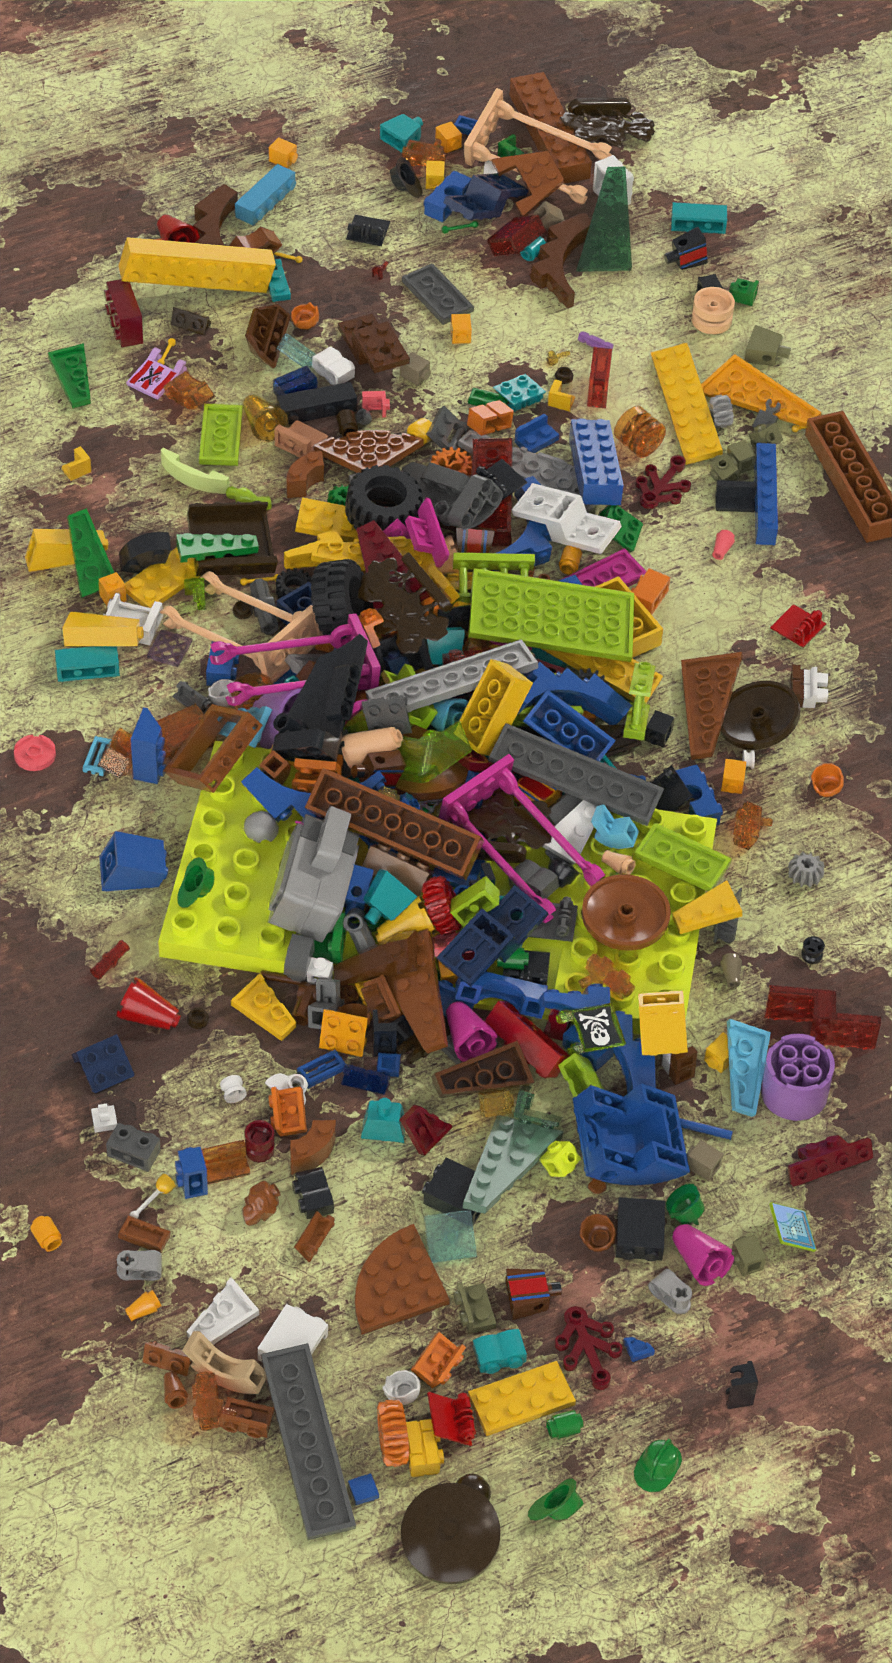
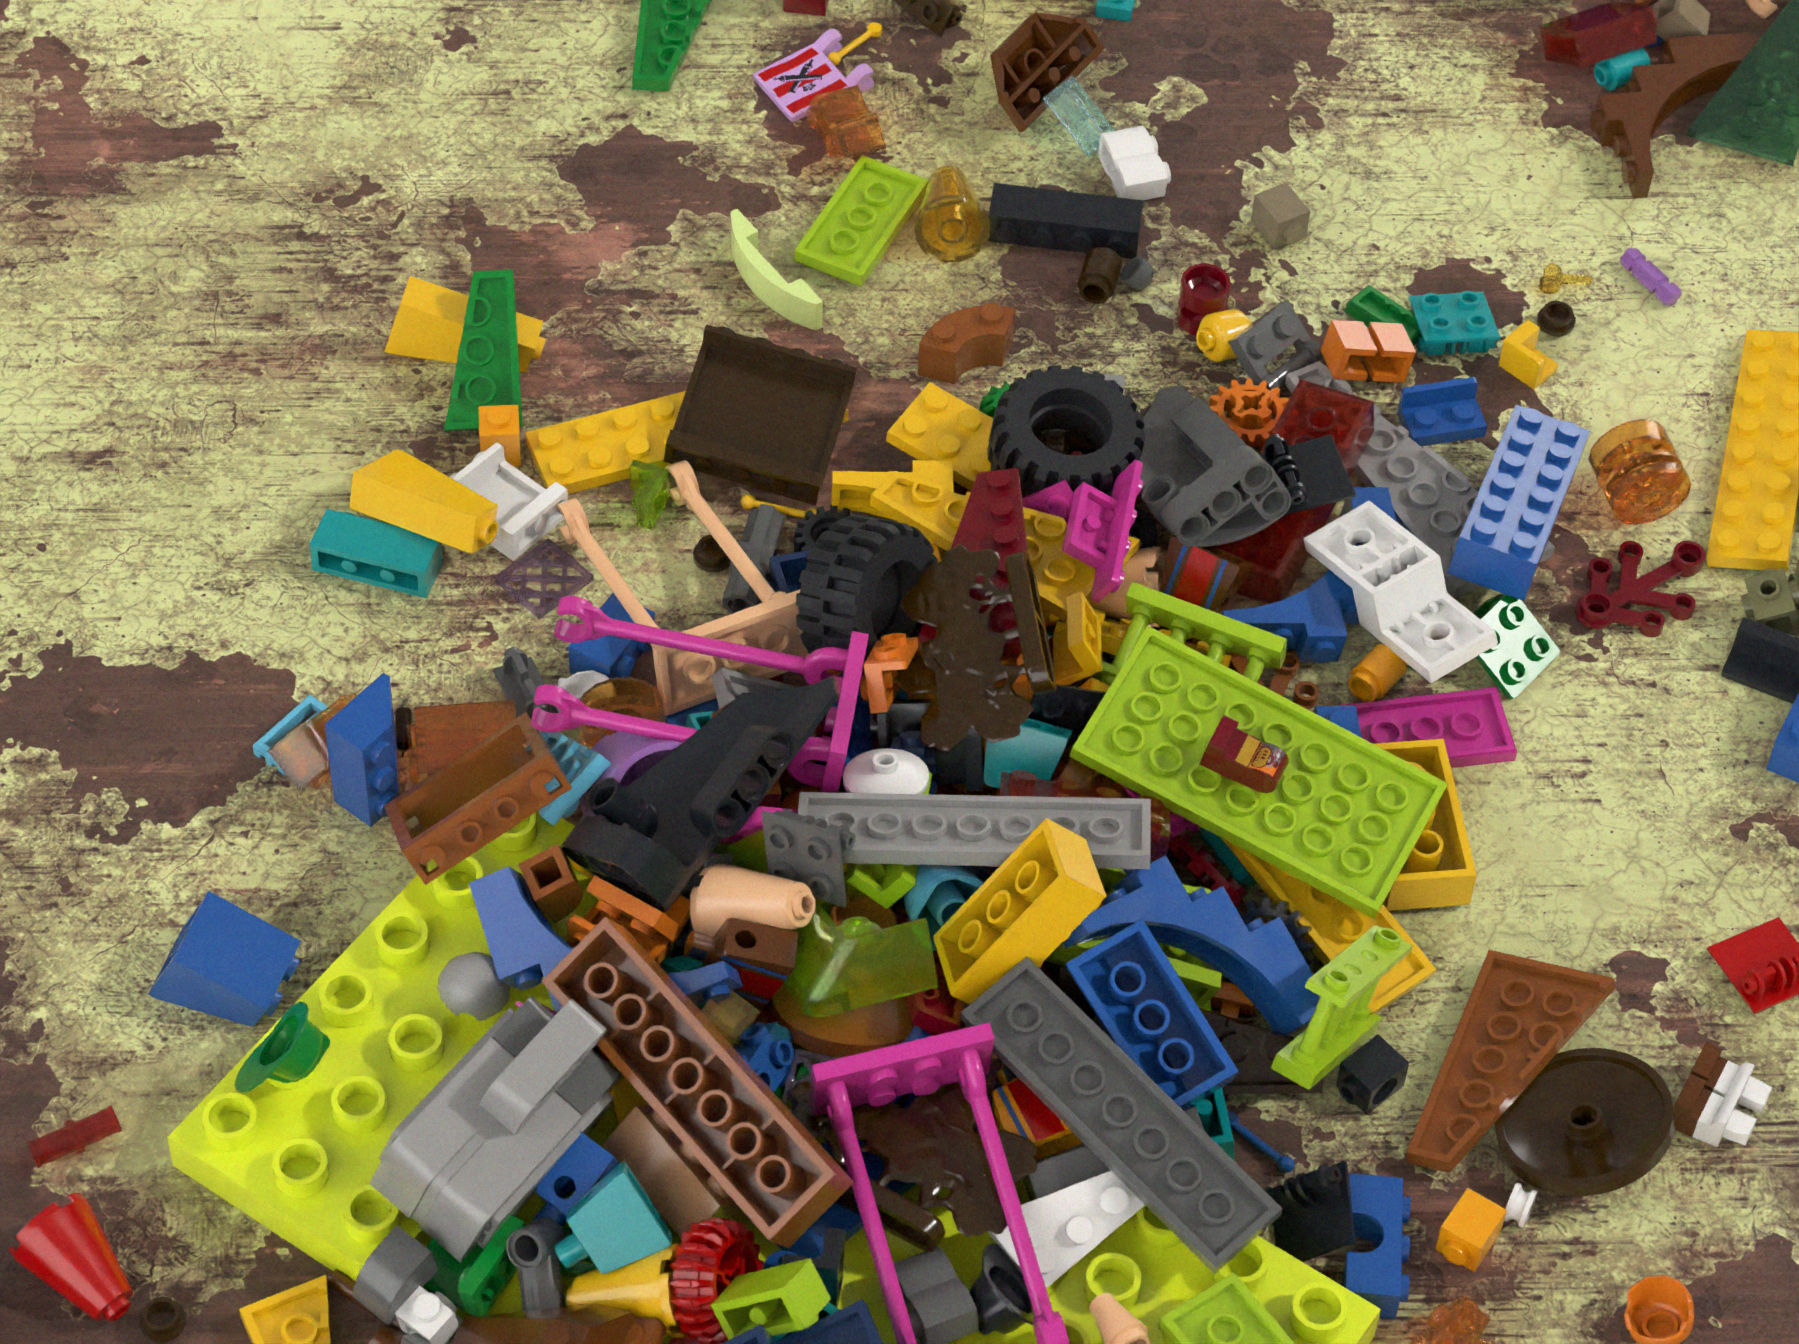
camera: 25 degrees right, 0 degrees up
(34, 752) = (189, 686): coral tile -> none
(78, 467) = (580, 195): yellow panel -> none
(145, 551) = (594, 385): black brick -> none
(204, 545) = (720, 417): wing -> none
(245, 495) = (834, 344): lime arm -> none
(295, 381) = (1046, 168): clear blue brick -> none
(298, 438) = (998, 274): nougat bracket -> none
(305, 316) = (1133, 58): orange hair -> none
(368, 448) = (1111, 335): dark orange plate -> none
(373, 343) = (1227, 145): reddish brown bracket -> none
(375, 401) = (1172, 250): coral bracket -> none
(379, 270) = (1315, 20): clear red hand -> none
(395, 670) = (886, 773): none -> white dish
(402, 415) = (1202, 292): none -> dark red wheel
(437, 293) = (1402, 95): dark grey tile -> none
(461, 328) = (1406, 170): light orange brick -> none
(545, 610) = (1244, 757): none -> dark red leg
(599, 377) = (1616, 344): clear red brick -> none
(612, 832) = (1137, 1257): medium azure brick -> none
(651, 589) = (1500, 790): orange brick -> none
(723, 543) = (1697, 745): coral cone -> none

